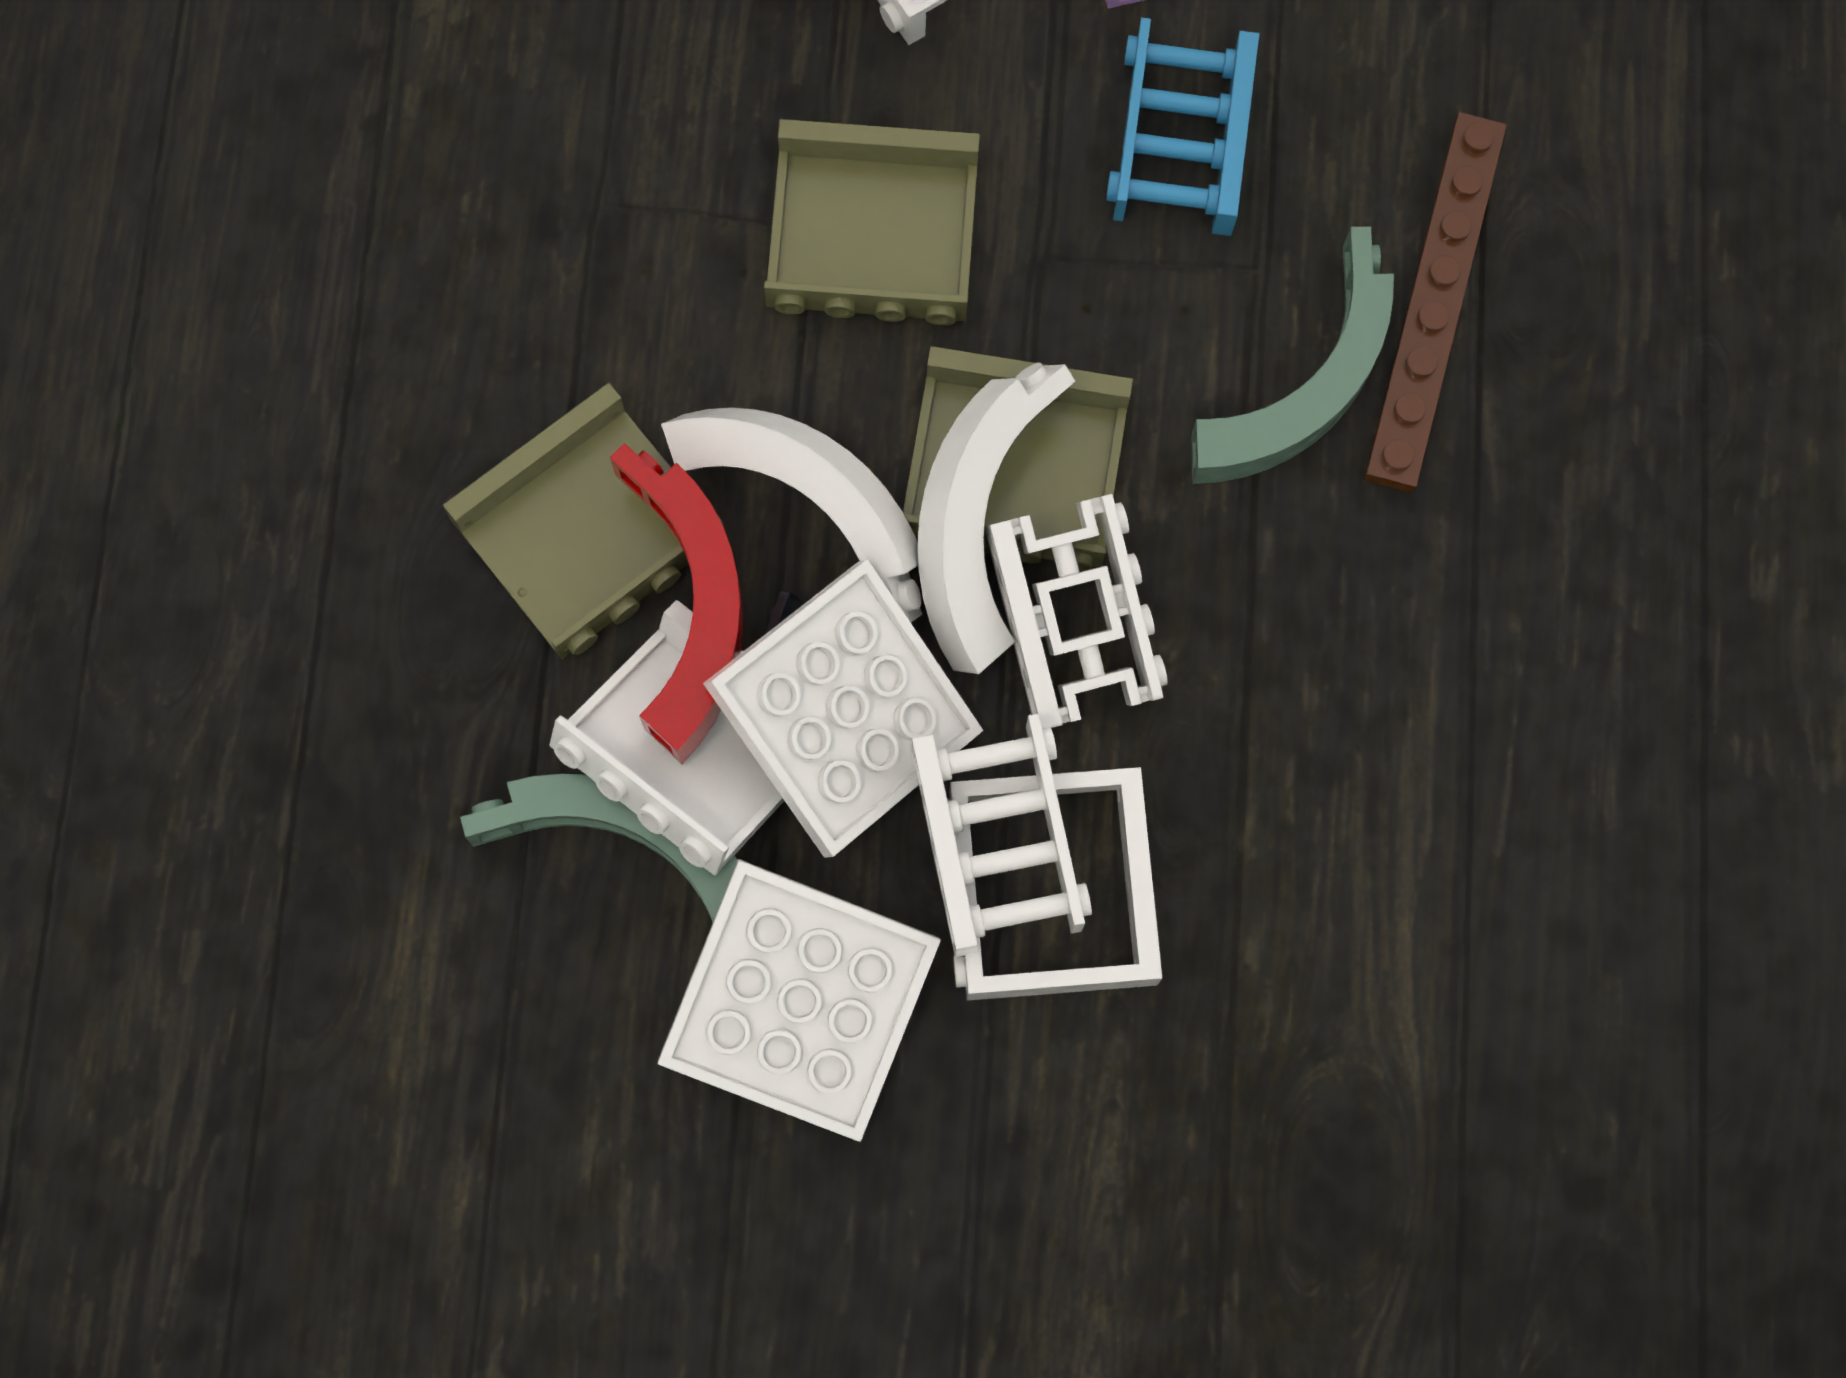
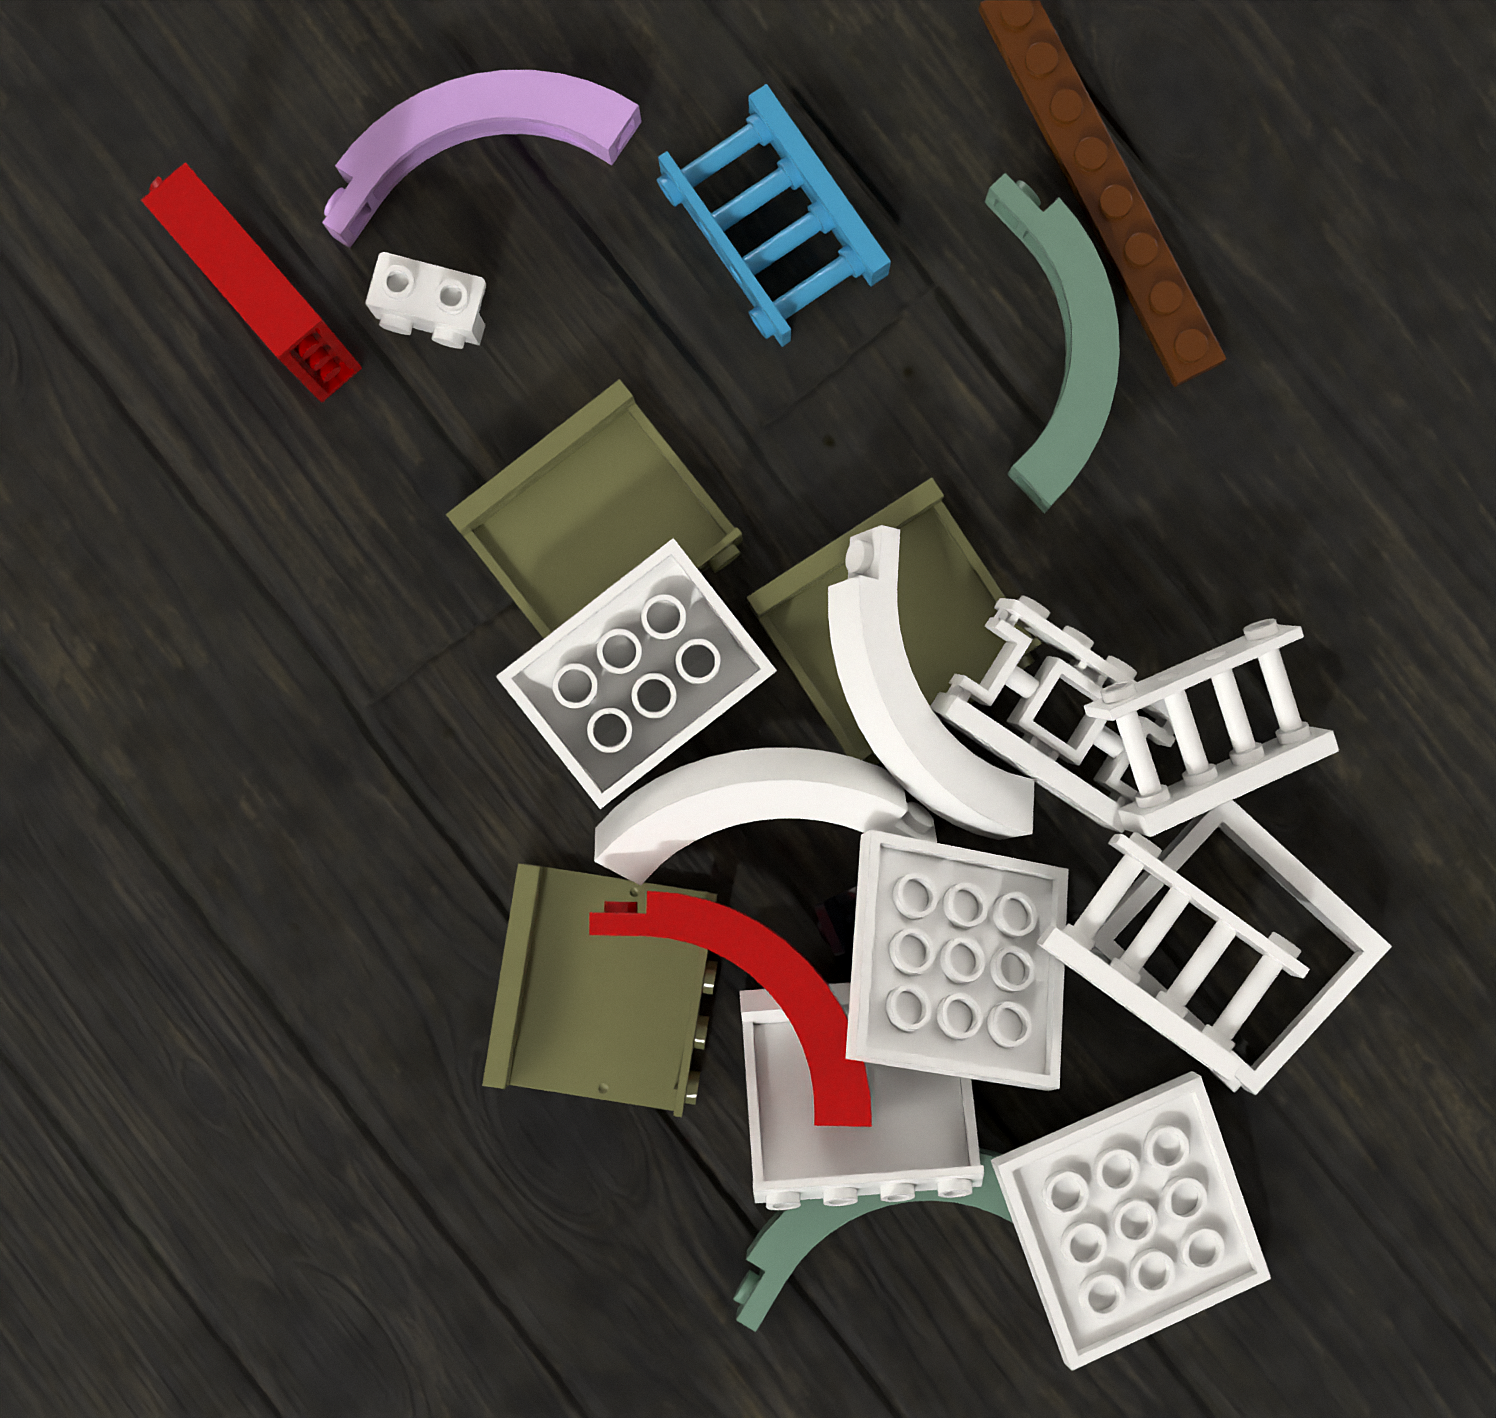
camera: 30 degrees left, 10 degrees up
(807, 331) = (636, 673): none -> white slope
(1131, 741) = (1249, 764): none -> white fence

